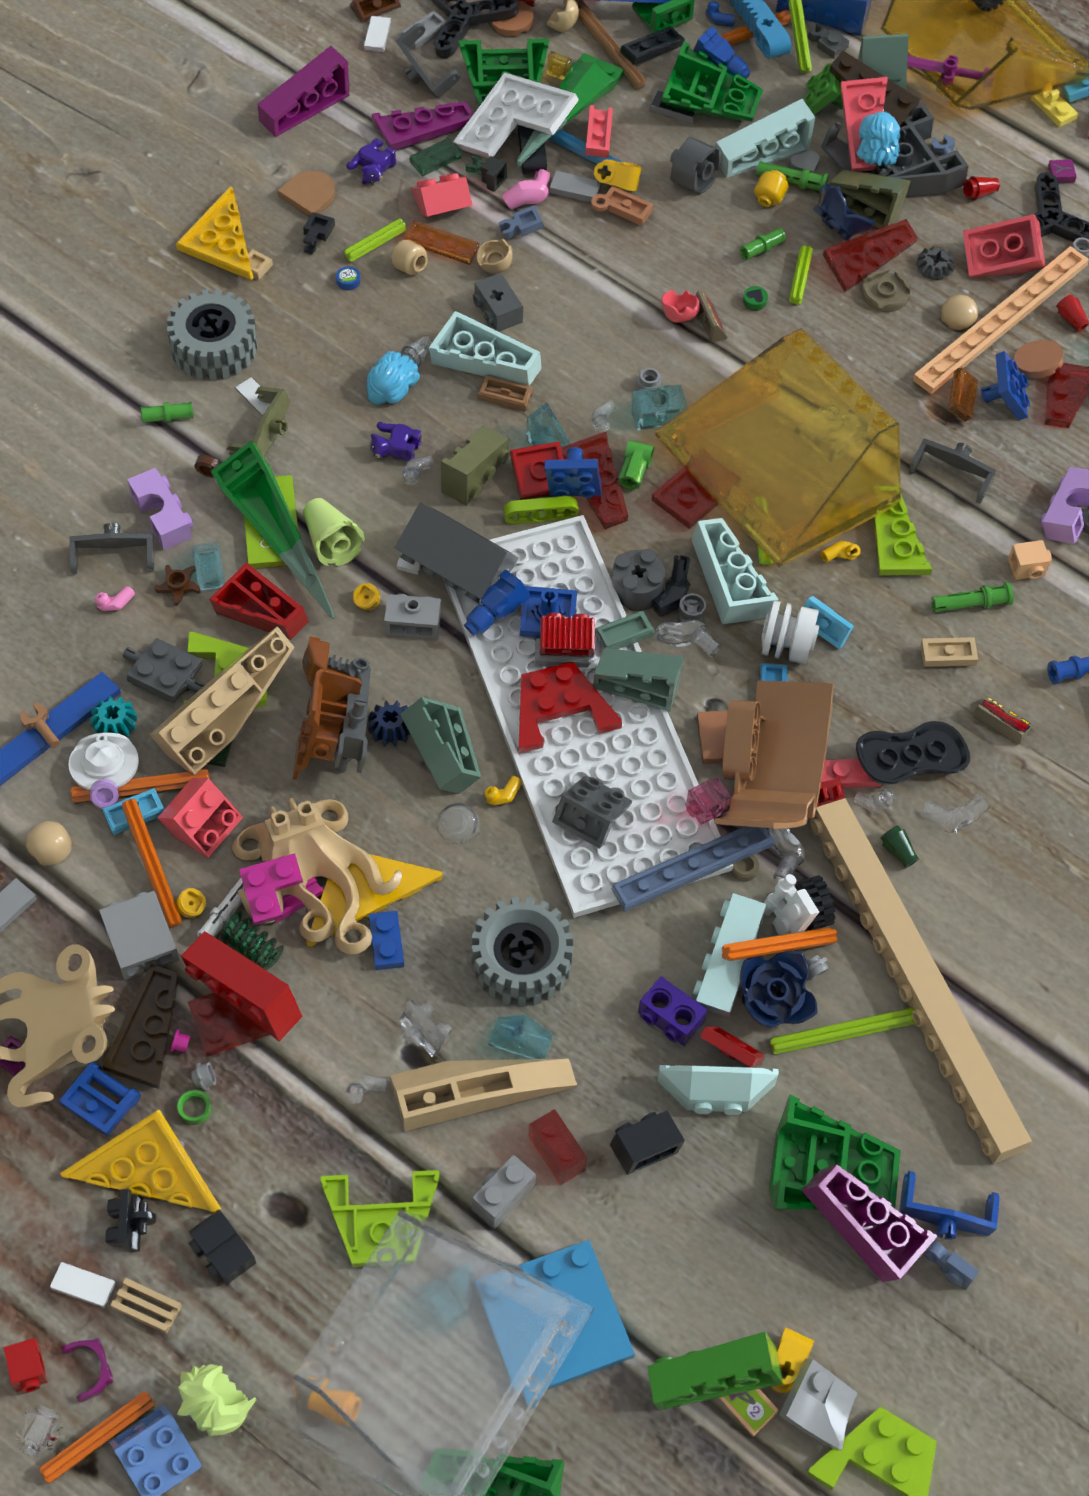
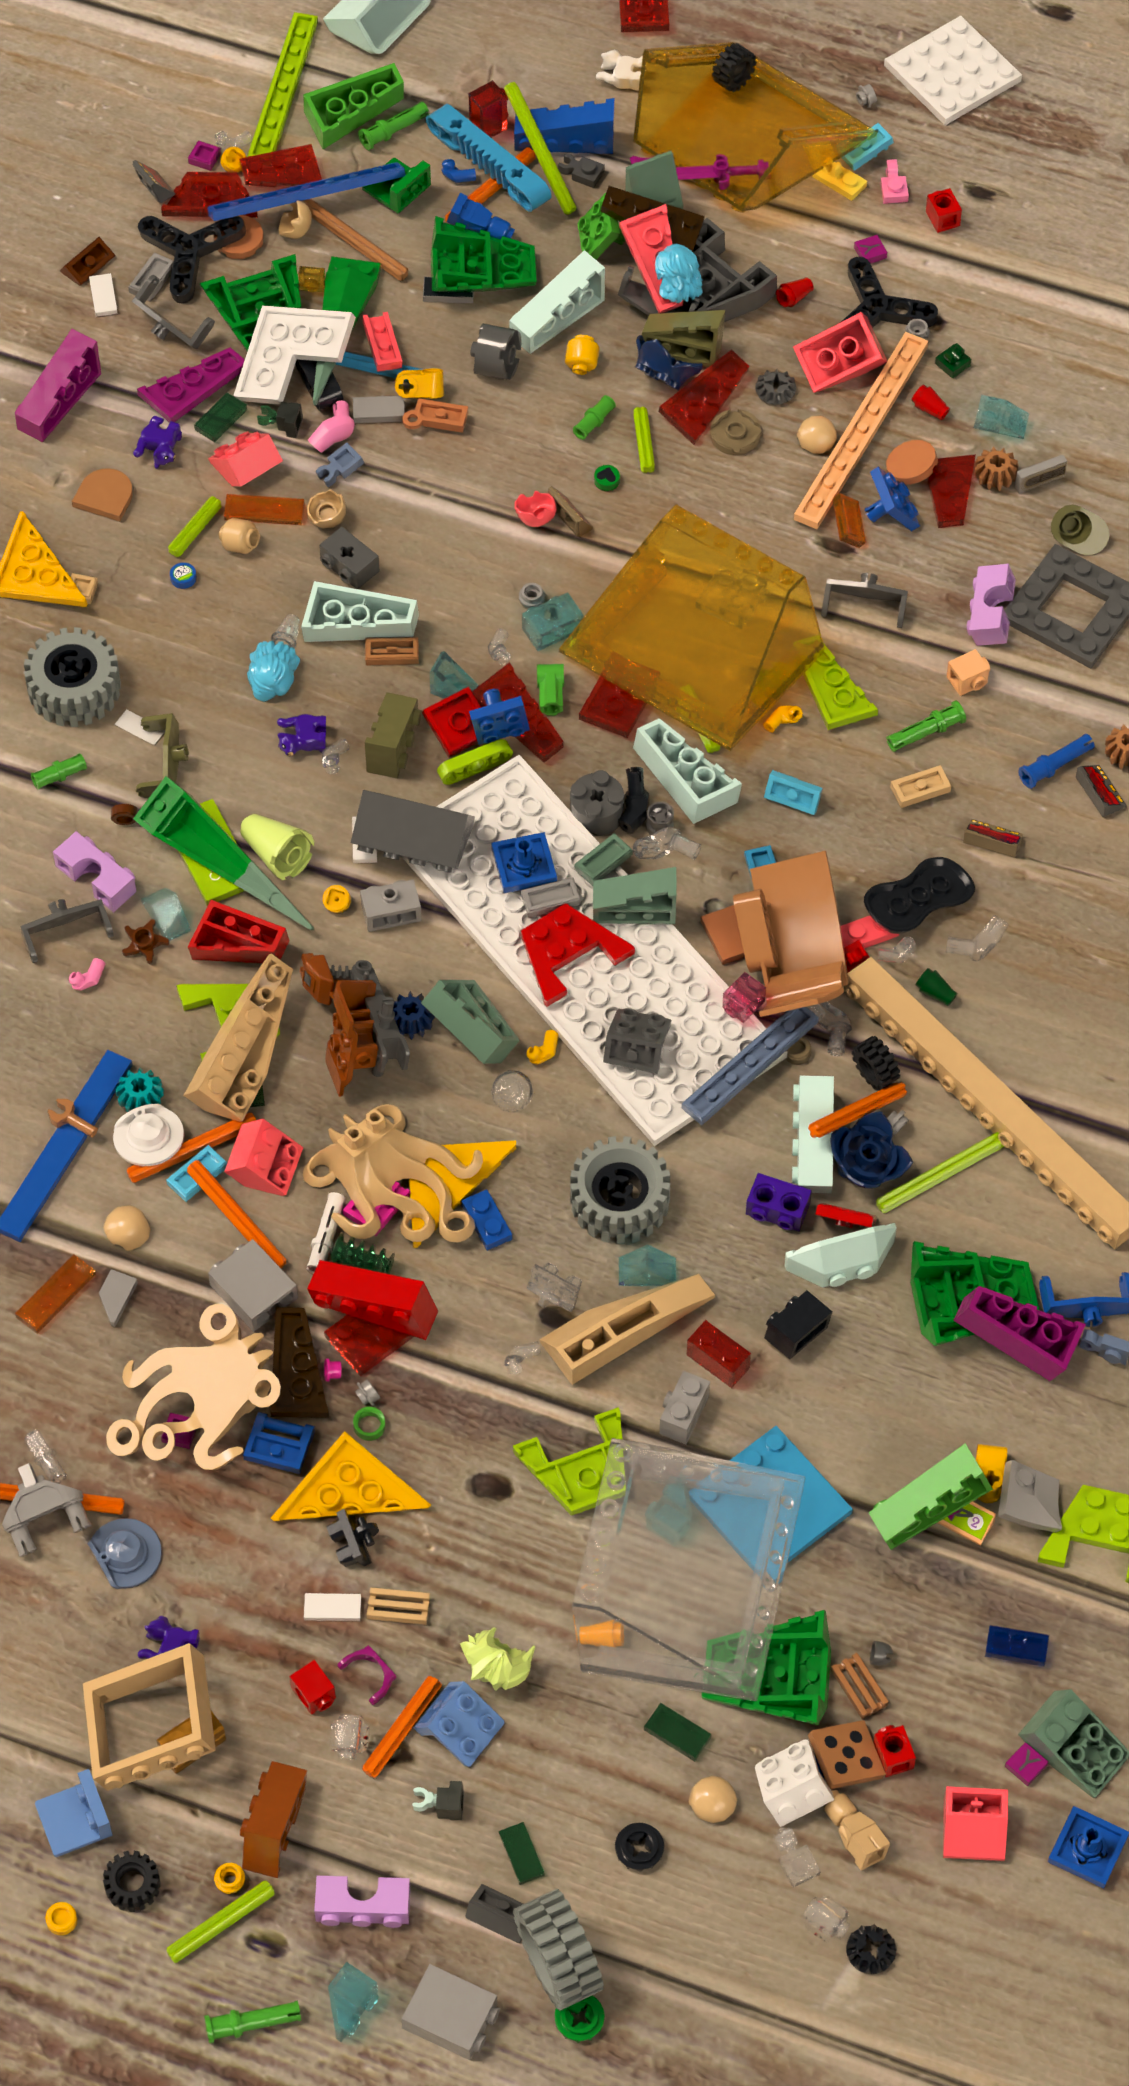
camera: 15 degrees left, 0 degrees up
(104, 793) = (163, 1164): lavender tile -> none
(164, 670) = (167, 1030): dark grey plate -> none
(191, 903) = (288, 1241): yellow tile -> none
(221, 1247) = (447, 1534): black brick -> none
(264, 880) = (356, 1200): dark pink plate -> none
(317, 228) = (131, 530): black plate -> none
(497, 602) = (472, 866): blue piece -> none
(567, 634) = (553, 878): red brick -> none
(652, 45) = (400, 228): black tile -> none
(790, 632) = (766, 812): white wheel -> none
(794, 915) = (863, 1077): white plate -> none
(803, 178) = (611, 334): bright green pin -> none
(807, 160) = (606, 315): light grey tile -> none
(947, 147) = (743, 260): sand blue bar -> none

